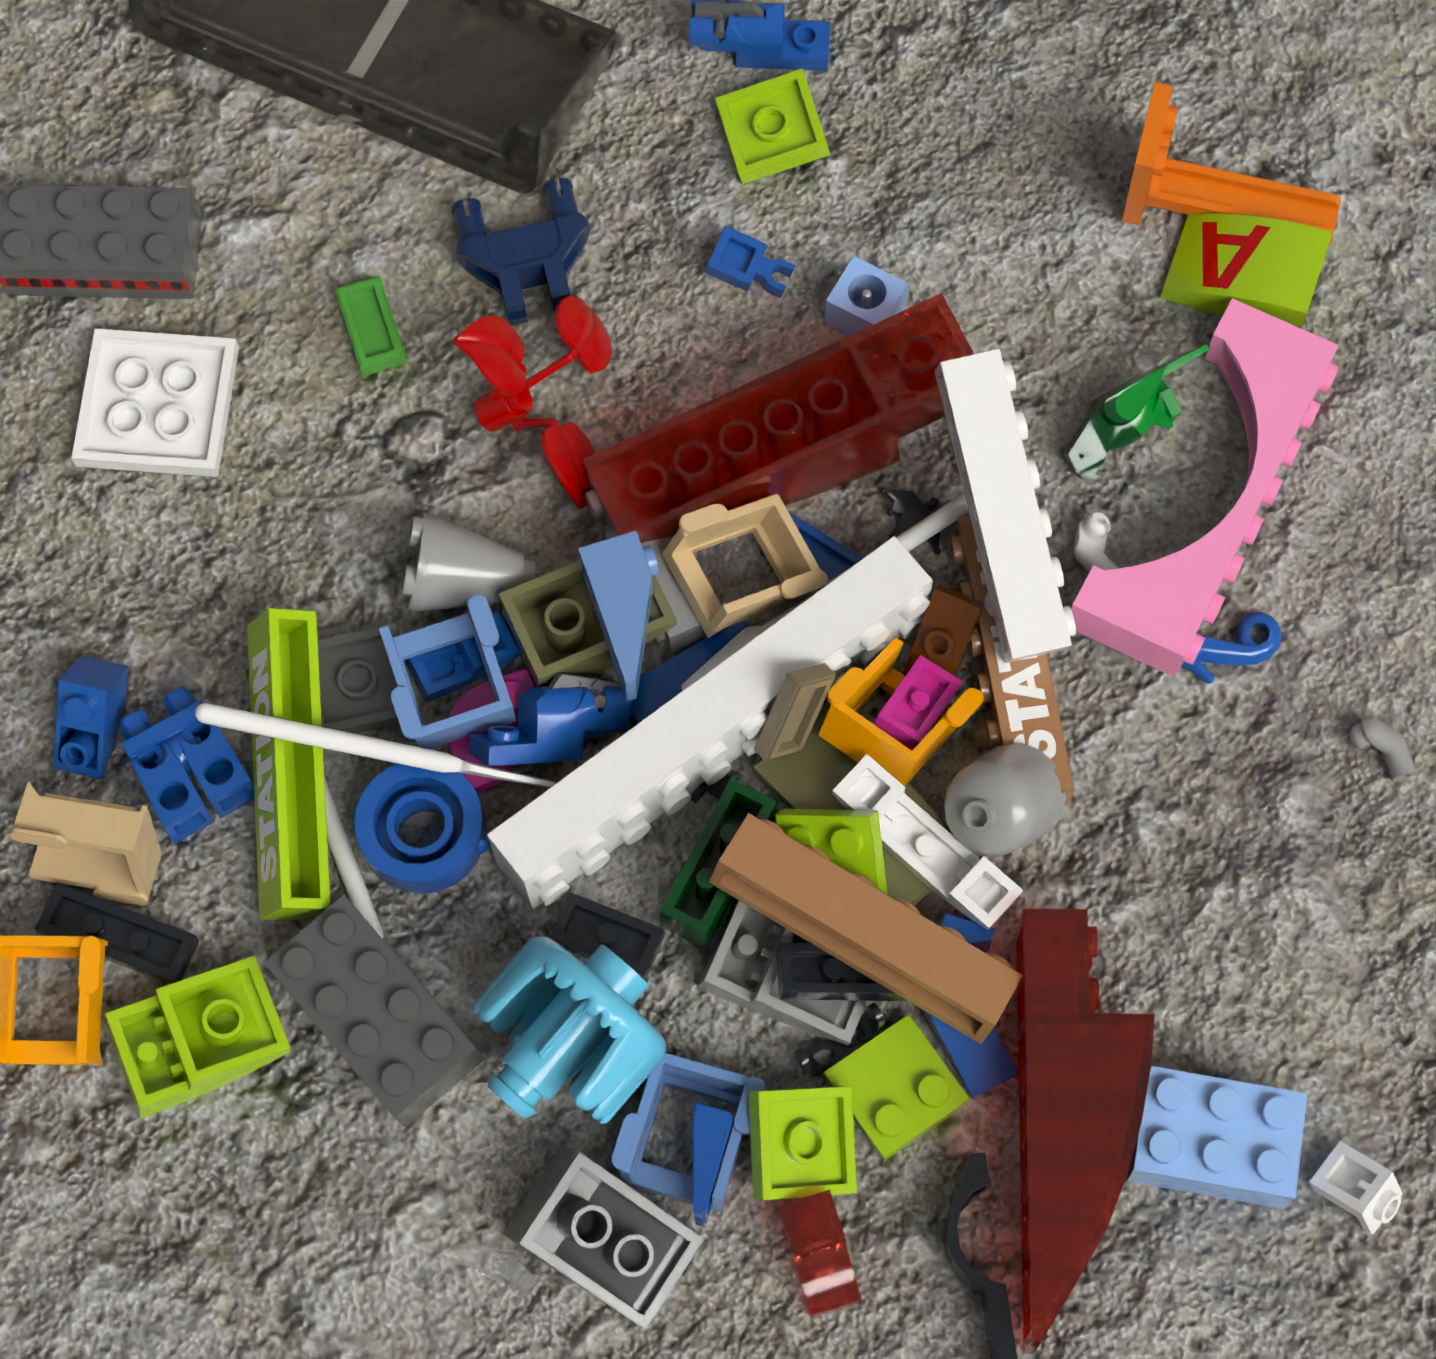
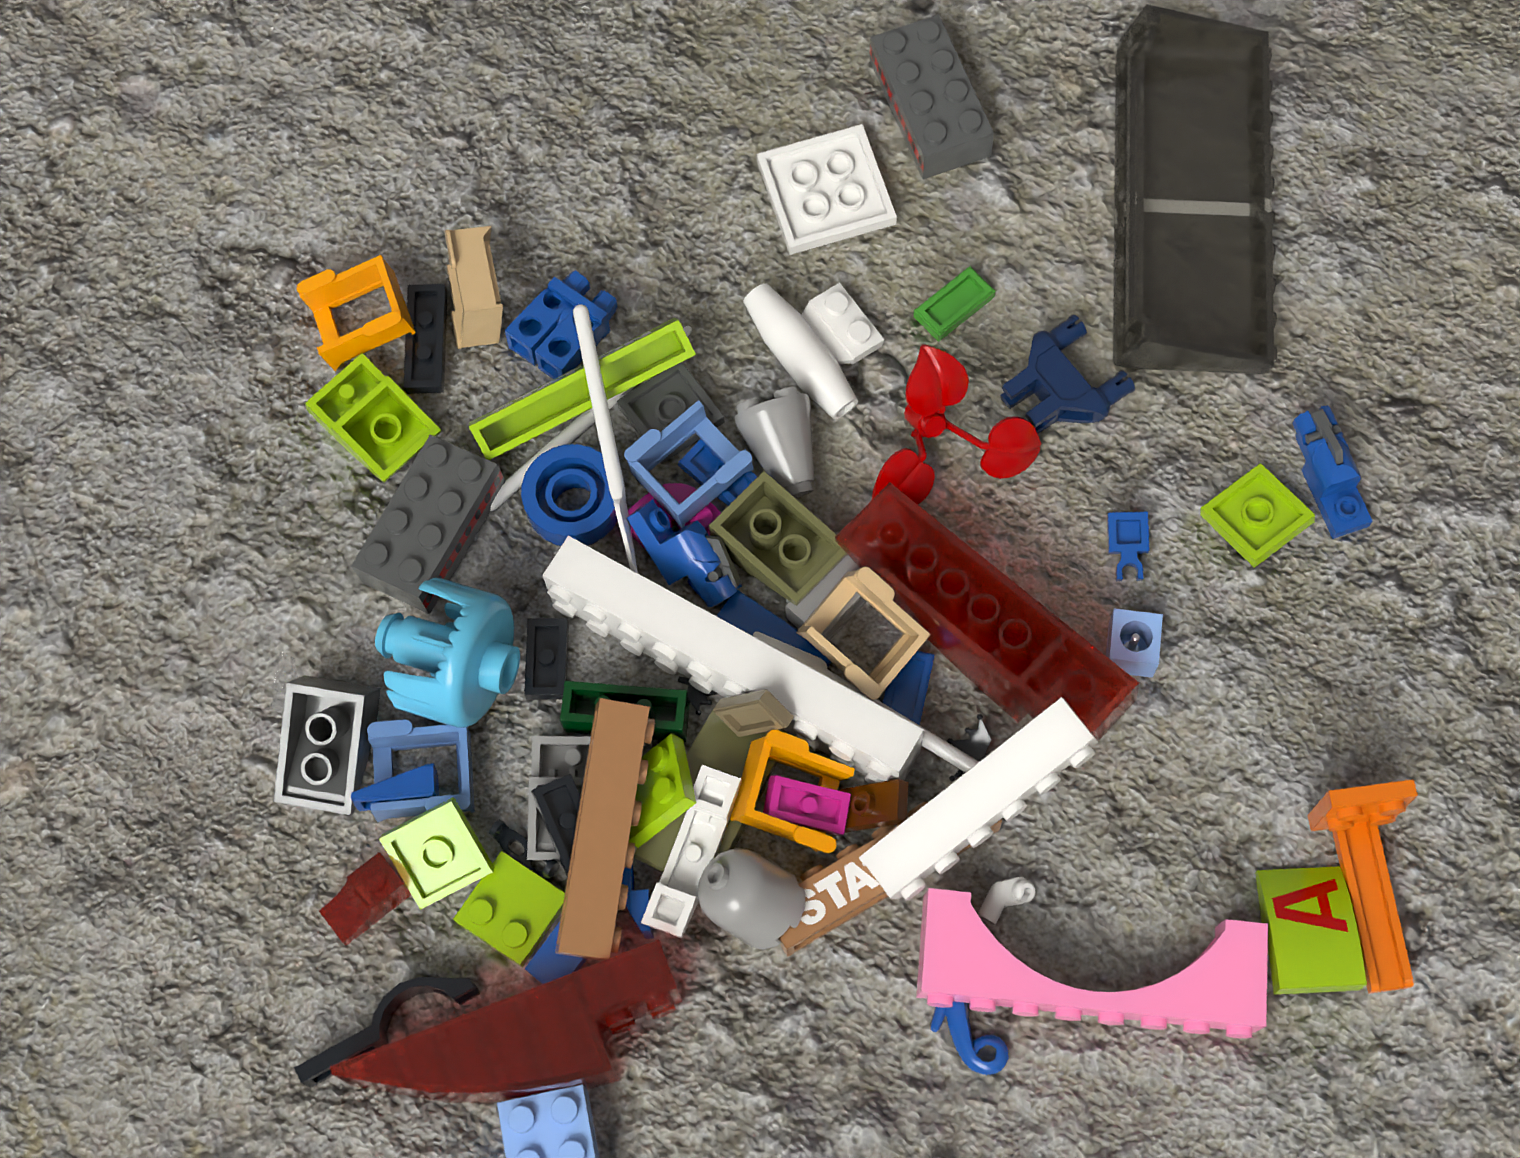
camera: 70 degrees right, 0 degrees up
(89, 715) = (576, 245): blue slope -> none
(348, 488) = (816, 342): none -> white plate
(621, 591) = (785, 557): medium blue slope -> none
(1125, 416) = (1129, 878): animal -> none

